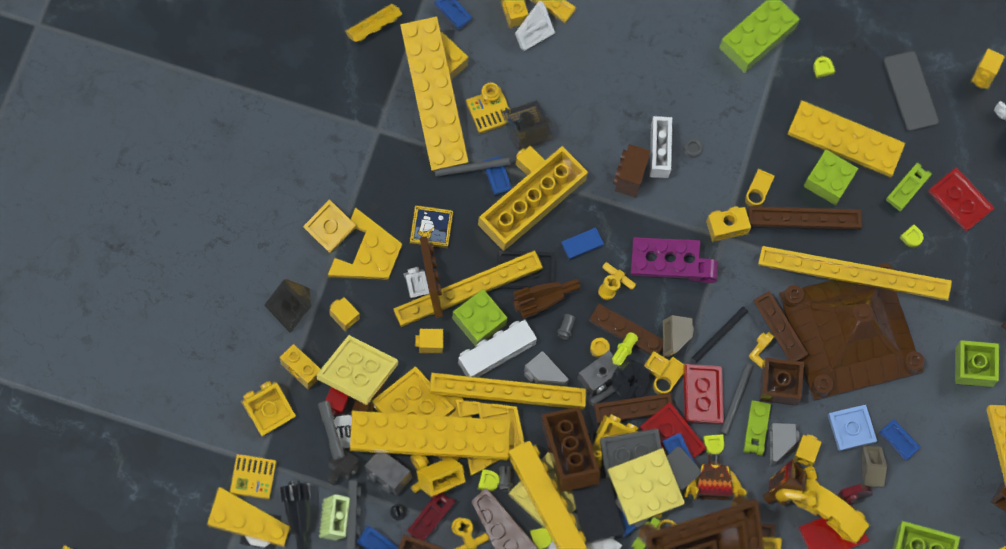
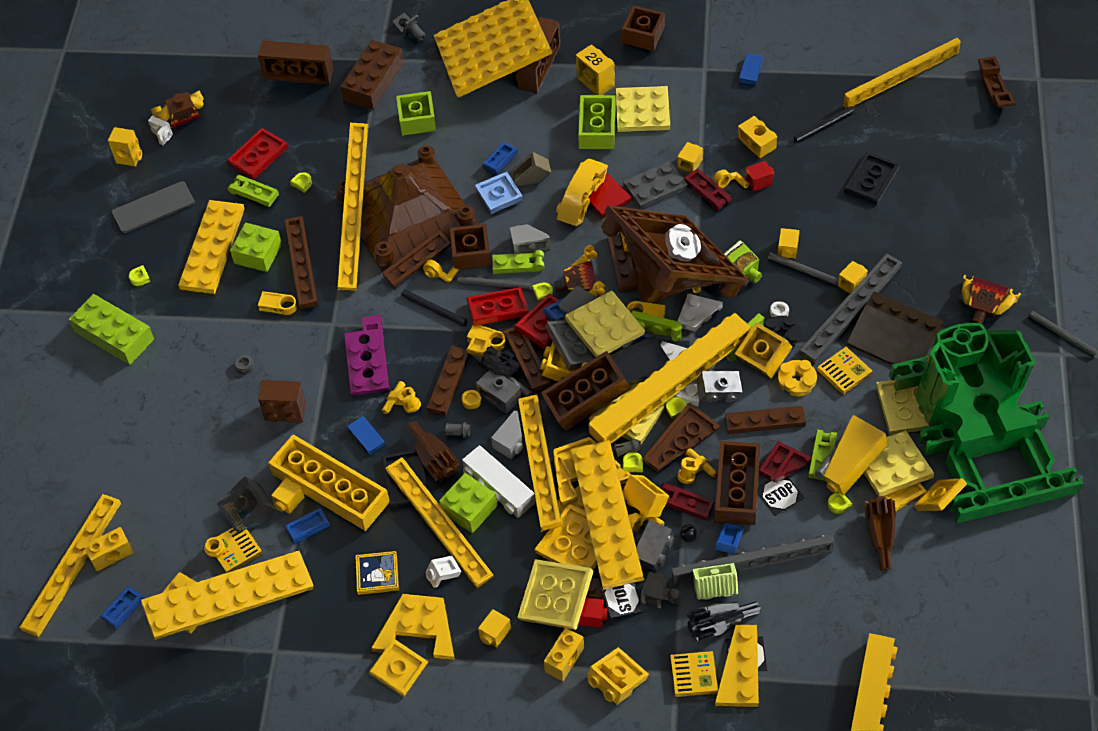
camera: 90 degrees left, 15 degrees down
(289, 303) = (497, 682): clear smoke slope -> none
(328, 419) = (617, 606): dark grey piece -> none
(373, 23) = (148, 681): yellow plate -> none
(429, 341) = (503, 542): yellow brick -> none
(432, 275) = (436, 549): reddish brown wing -> none
(472, 166) = (302, 546): dark grey bar -> none
(535, 27) = (132, 521): white wing -> none
(624, 349) = (471, 370): neon yellow axle -> none
(660, 147) = (246, 384): white brick -> none
(676, 334) = (446, 335): dark tan slope -> none
(720, 231) = (320, 317): yellow brick -> none
(790, 484) = (569, 220): torso -> none
(807, 450) = (530, 216): yellow brick -> none
(854, 493) = (561, 175): dark red wing -> none

